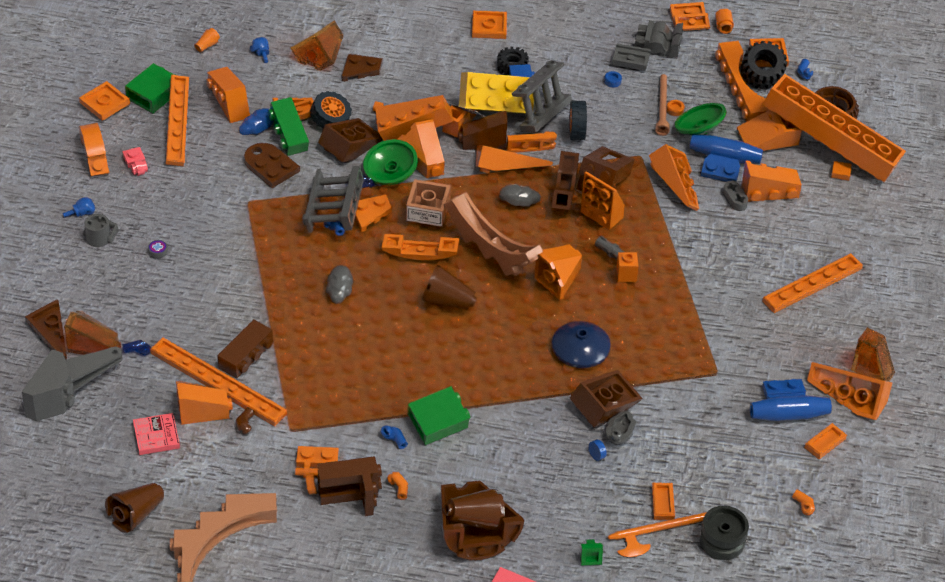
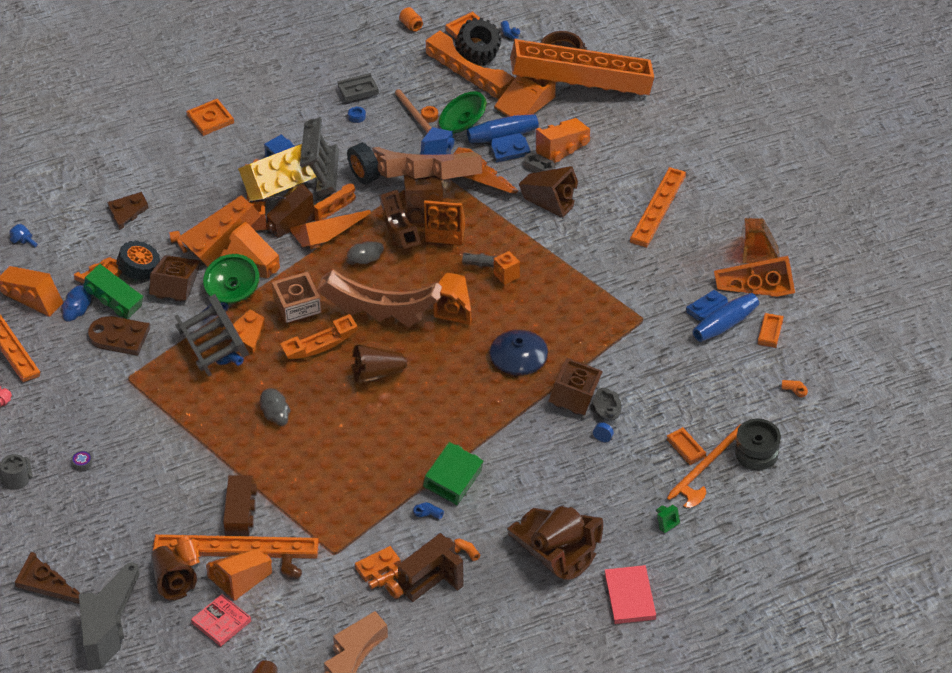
camera: 30 degrees left, 0 degrees up
(88, 335) = (92, 567): clear orange slope -> none
(138, 346) = (139, 554): clear blue arm -> none
(144, 376) = (172, 574): none -> reddish brown cone
(172, 363) = (187, 550): none -> orange brick
(320, 47) = (78, 208): clear orange slope -> none
(511, 55) = (258, 133): black tyre -> none
(619, 144) = (419, 166): none -> nougat arch
(645, 138) = (437, 142): none -> blue slope
(660, 38) = (369, 60): dark grey hips -> none
(691, 15) = (377, 29): orange slope -> none
(725, 221) = (551, 189): none -> reddish brown slope
(841, 170) = (606, 102): orange tile -> none

